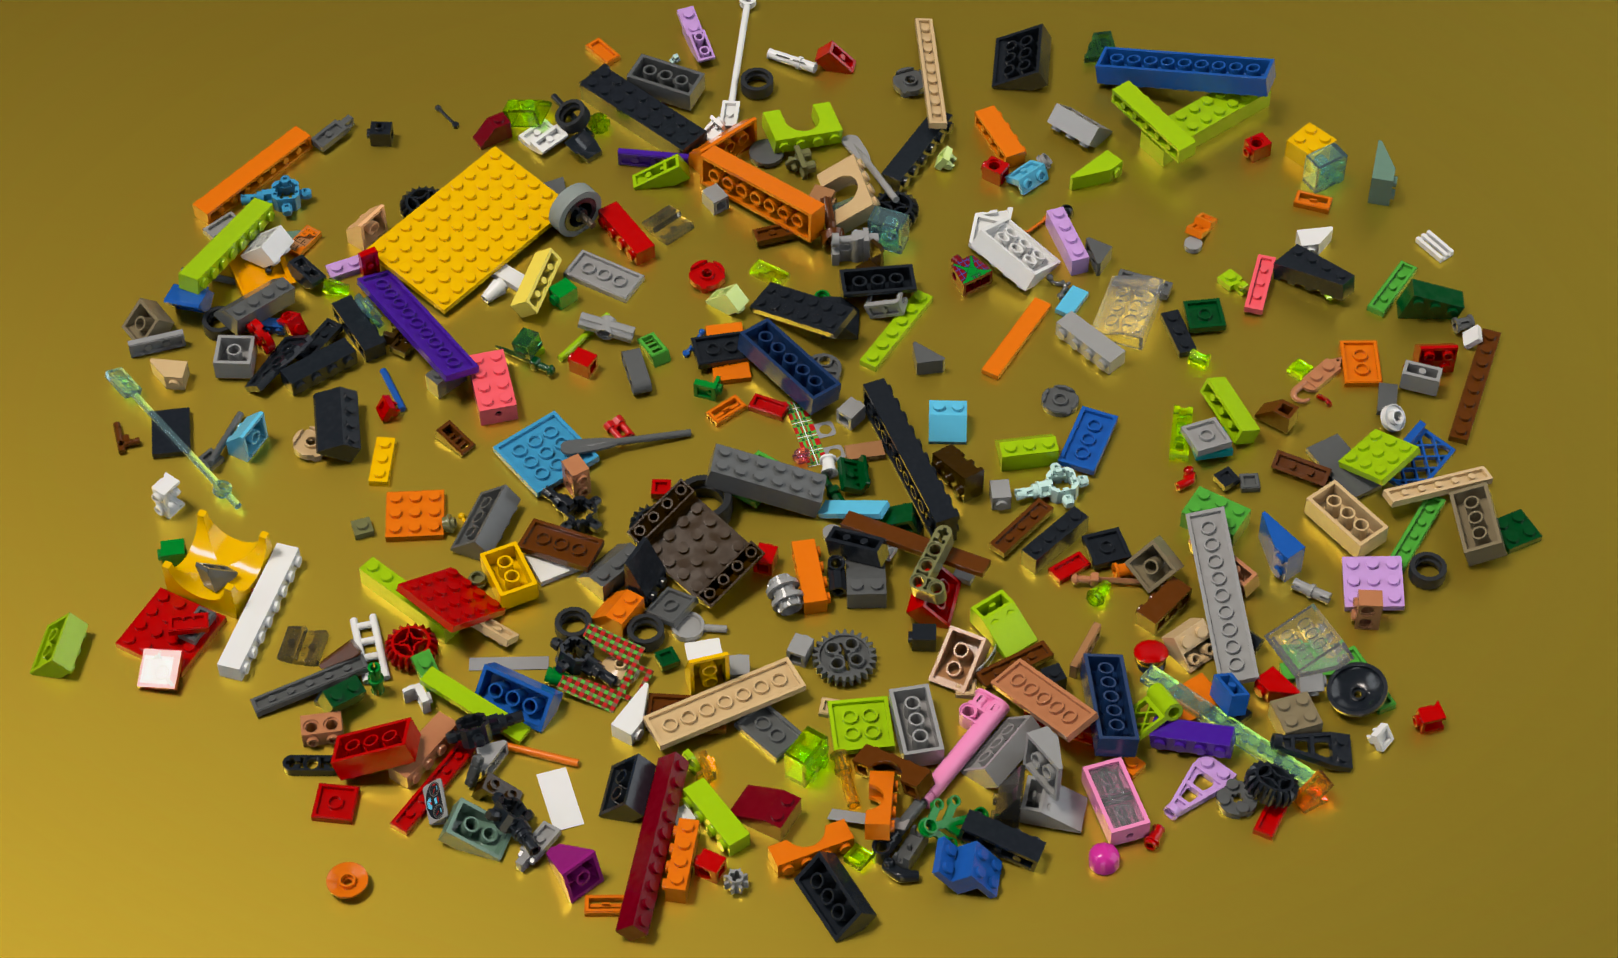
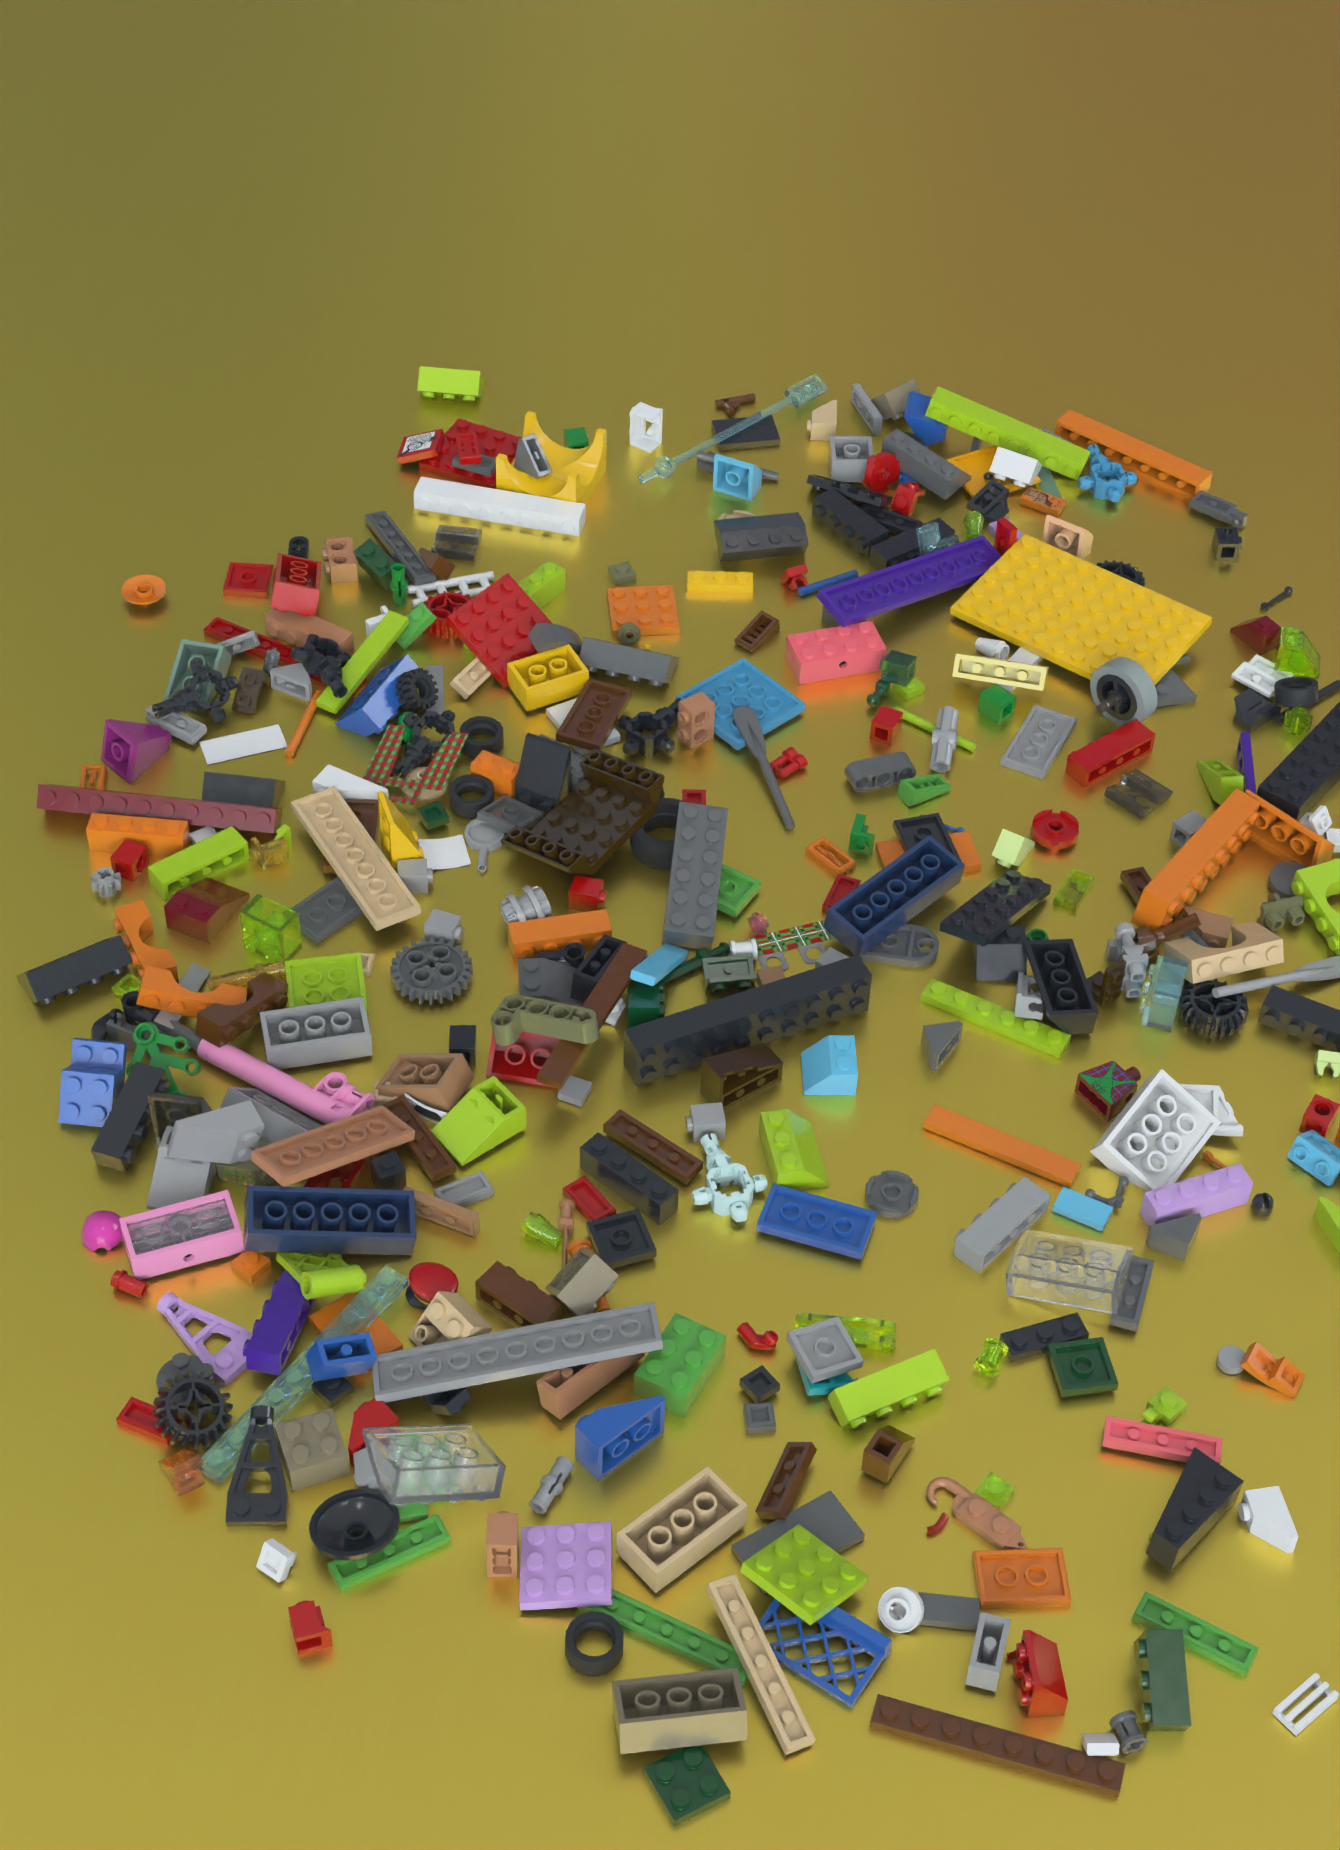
camera: 85 degrees right, 5 degrees down
(471, 564) = (551, 636): none -> dark grey slope
(520, 664) = (407, 692): none -> black tyre
(1061, 640) = (466, 1190): none -> light grey tile

